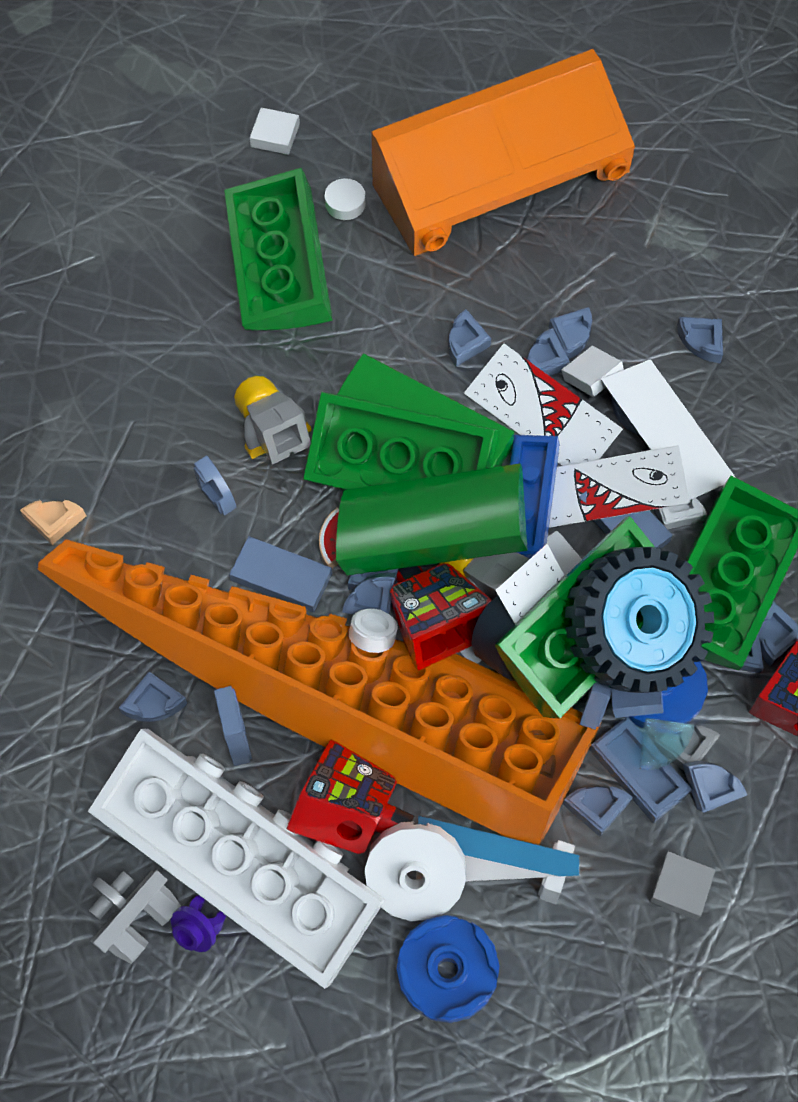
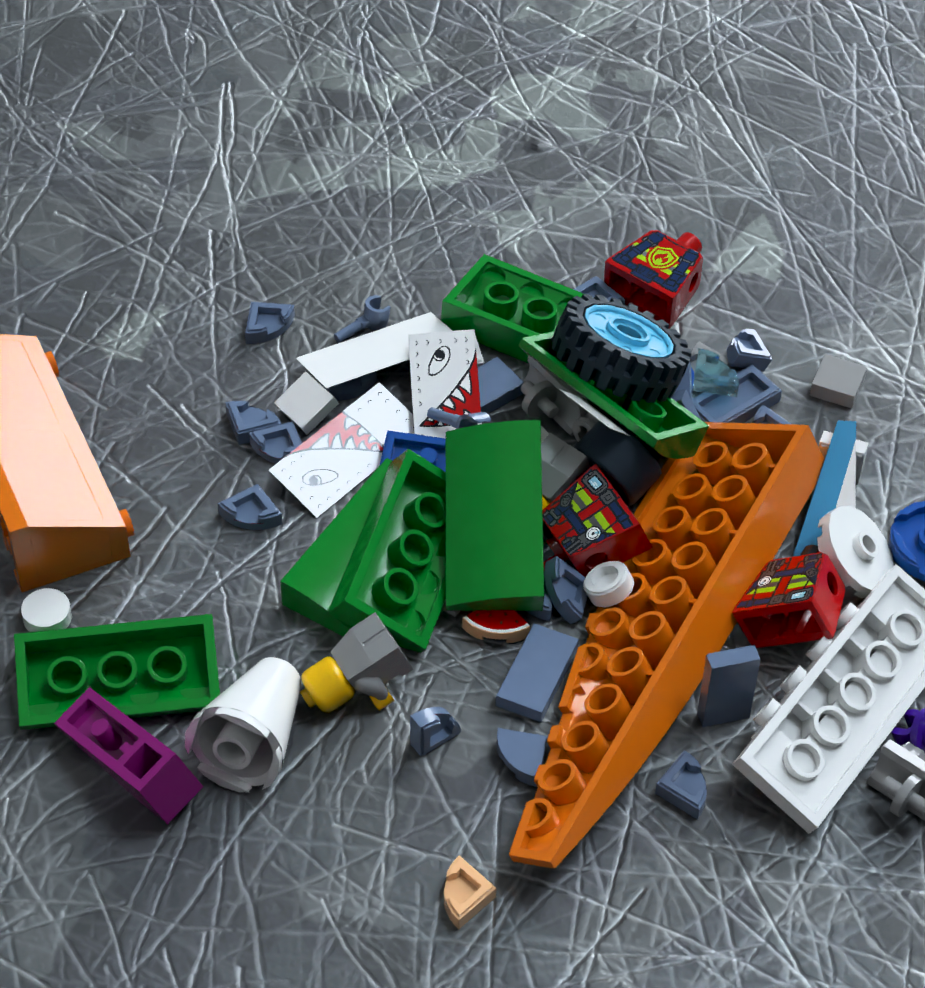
camera: 90 degrees left, 15 degrees down
(179, 263) = (130, 755): none -> magenta slope
(190, 558) = (521, 753): none -> sand blue tile
(214, 340) = (247, 727): none -> white cone
(564, 506) = (458, 421): none -> sand blue hand
(724, 418) = (372, 318): none -> sand blue hand

